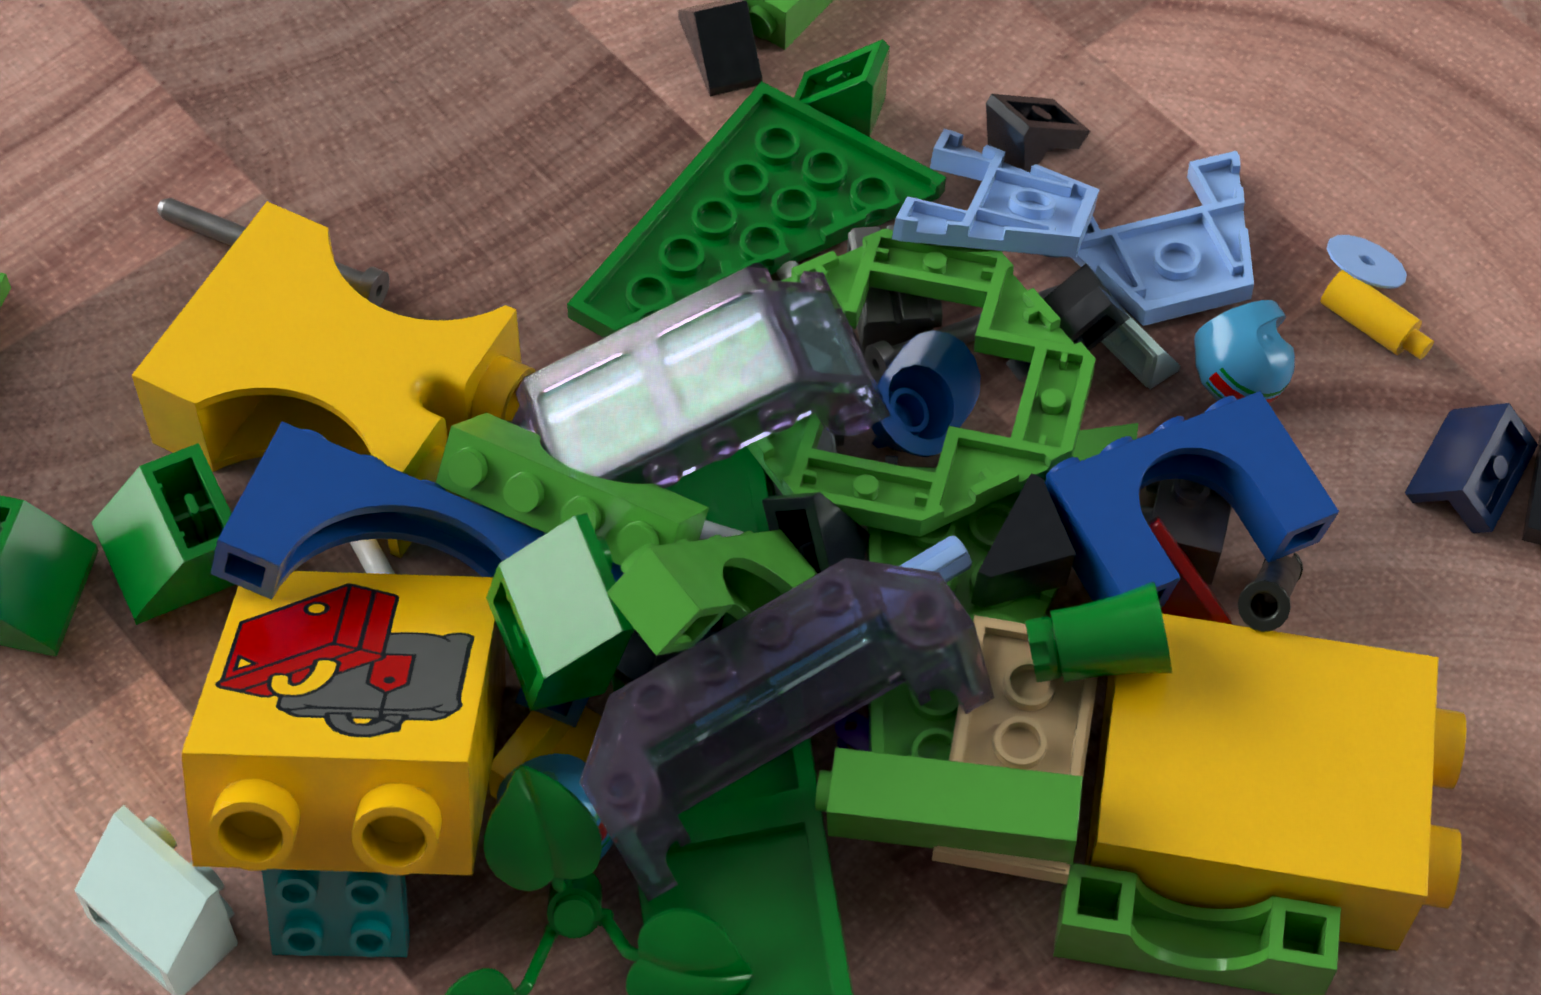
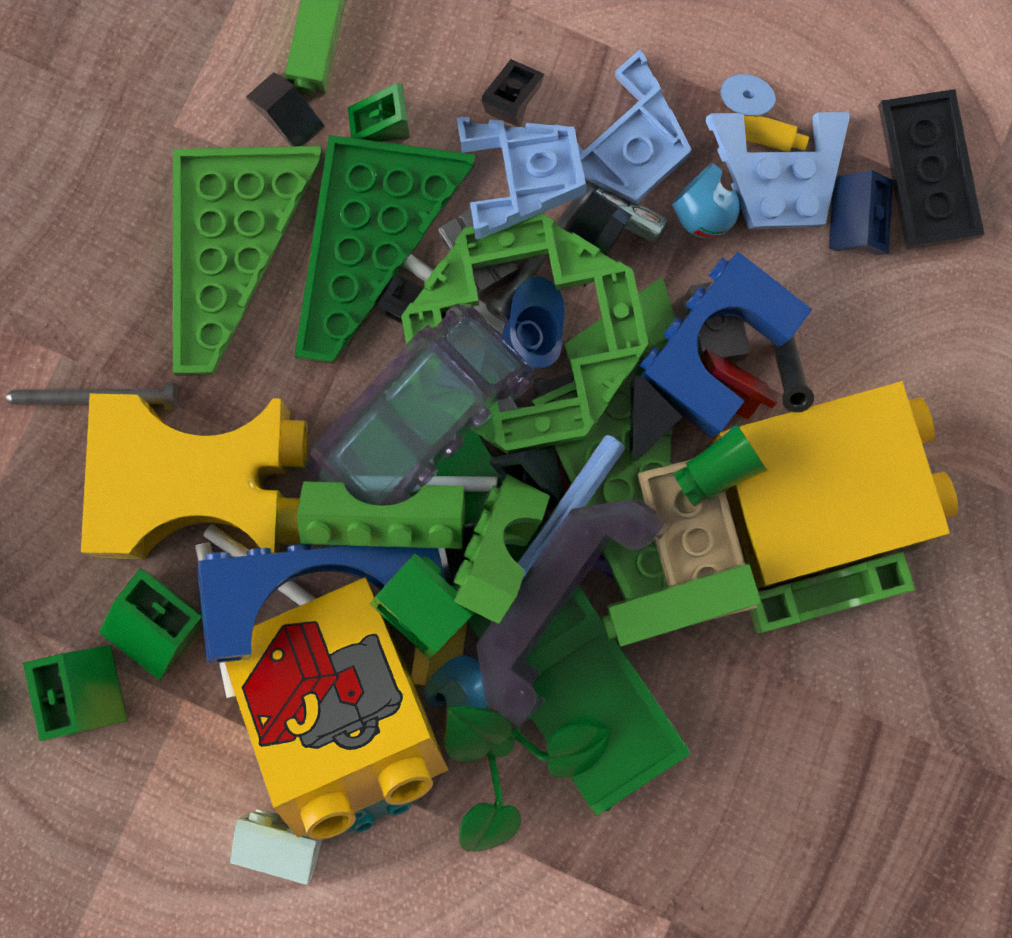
camera: 25 degrees left, 25 degrees up
(557, 138) = (226, 229): none -> bright green wing
(1366, 382) = (782, 187): none -> light blue wing

